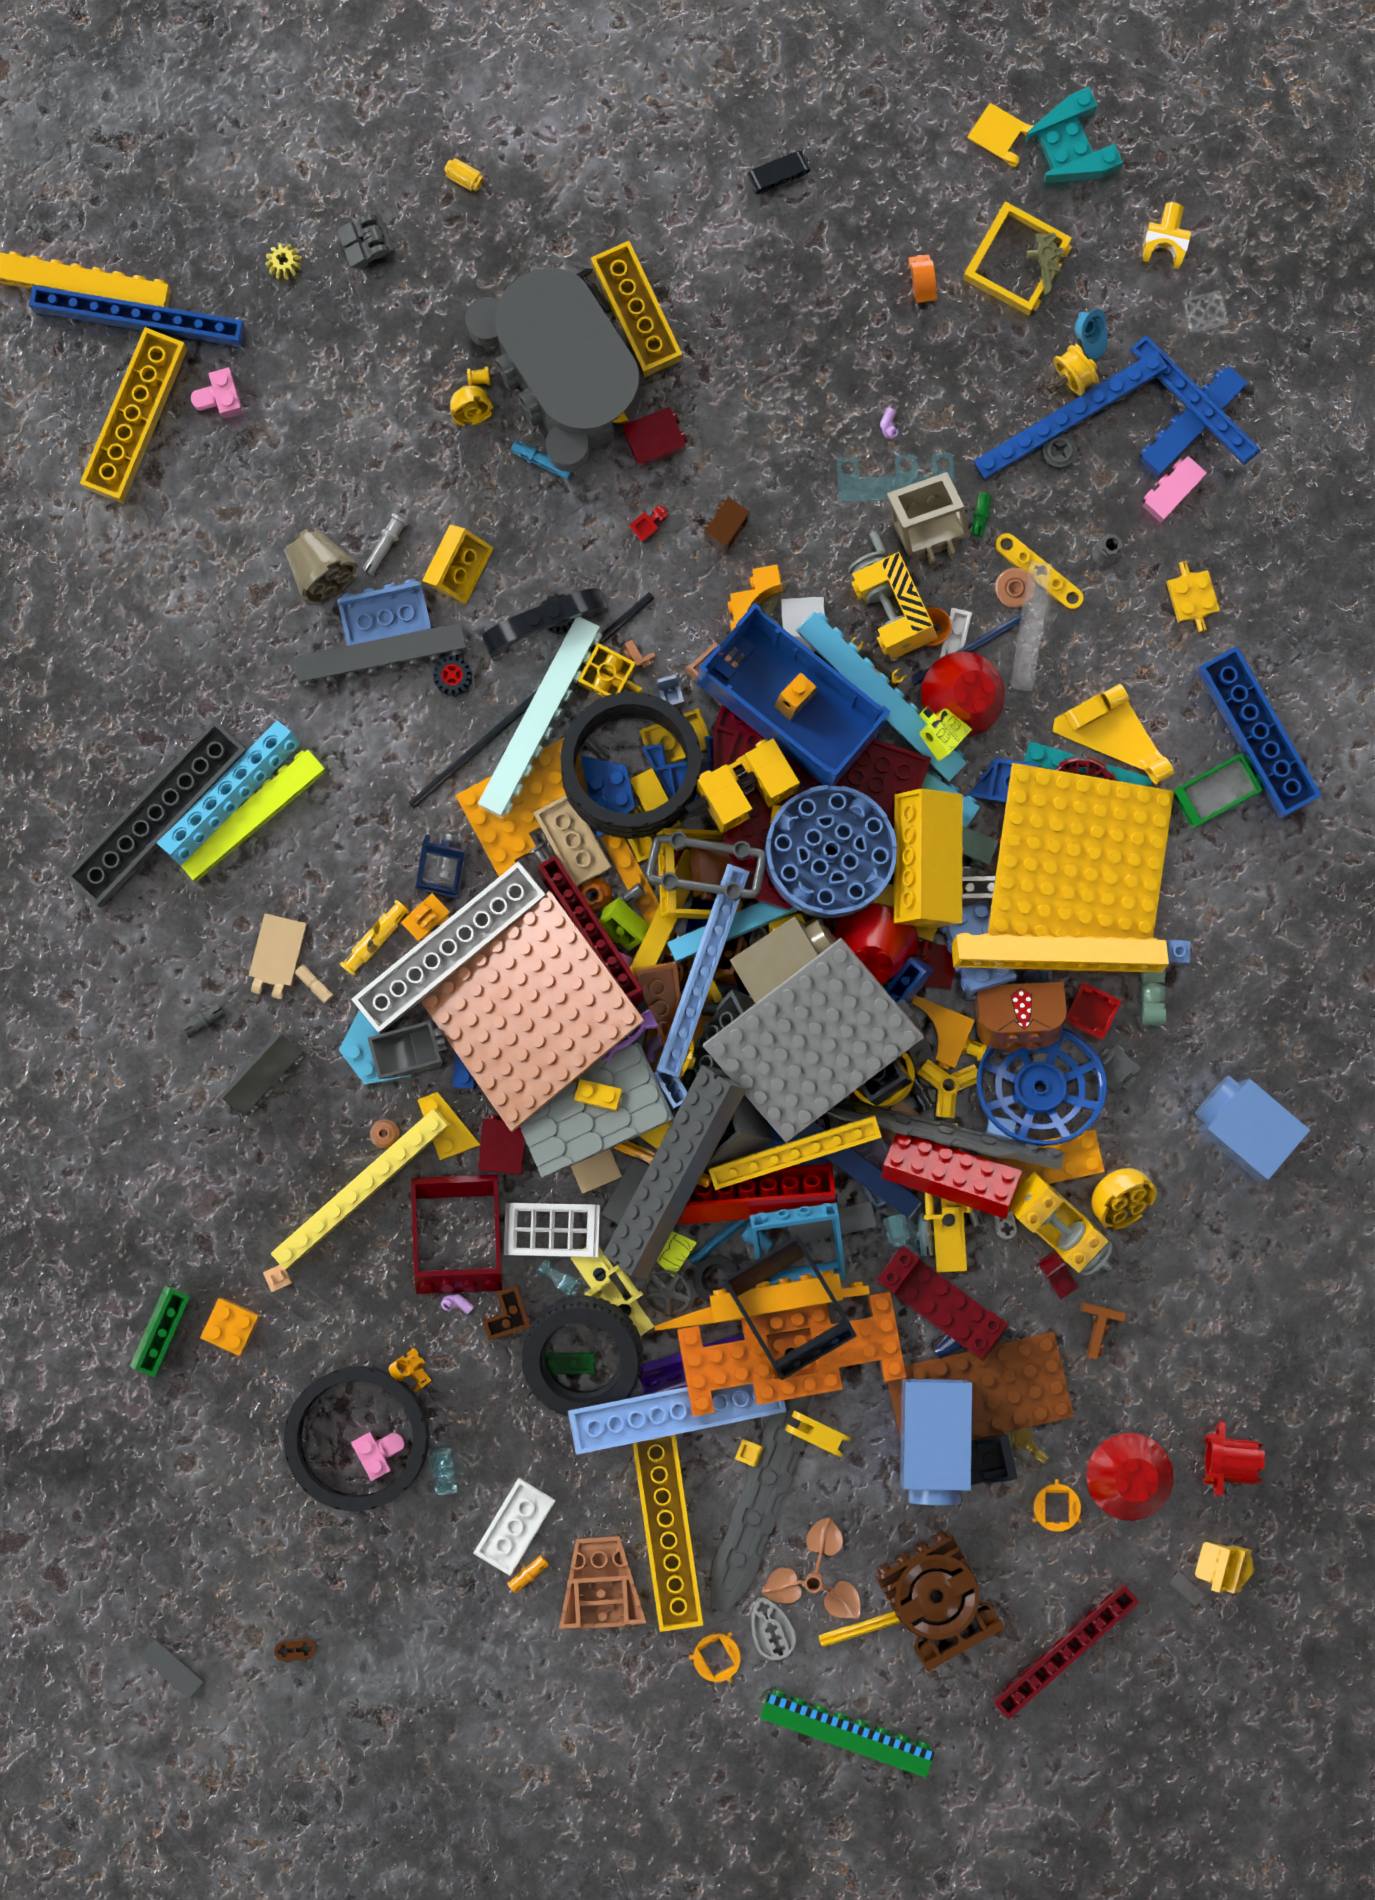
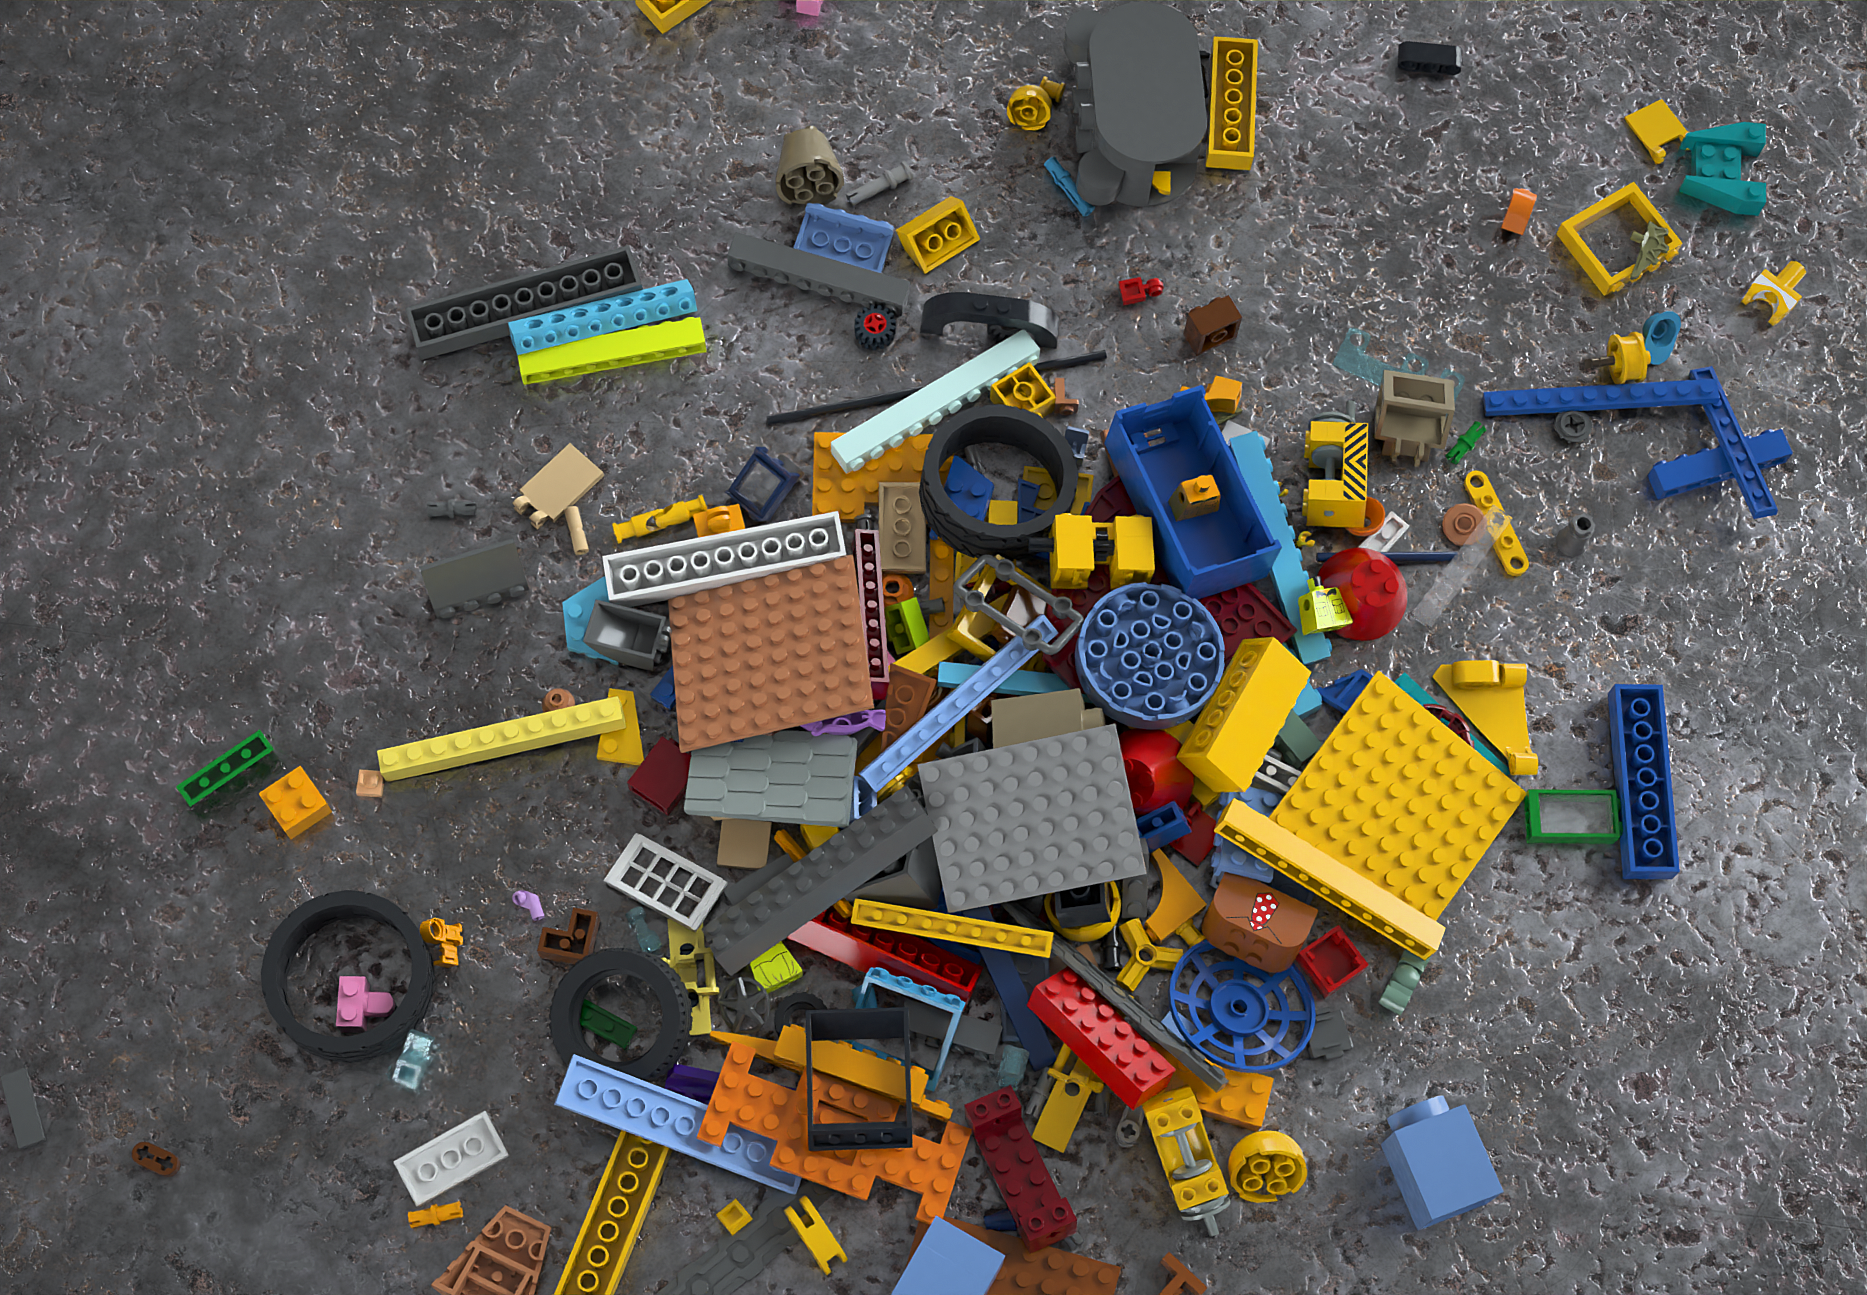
camera: 25 degrees right, 15 degrees down
(460, 1279) = (546, 880): dark red window -> none
(598, 1095) = (786, 763): yellow plate -> none
(652, 1047) = (866, 759): lavender arm -> none
(655, 437) = (1187, 219): dark red brick -> none
(723, 1235) = (828, 982): dark azure axle -> none
(887, 425) = (1415, 320): lavender arm -> none
(1057, 1274) = (1155, 1210): dark red plate -> none
(1173, 488) = (1669, 514): bright pink brick -> none
(1178, 951) = (1451, 950): medium blue brick -> none
(1192, 596) = (1639, 623): yellow plate -> none

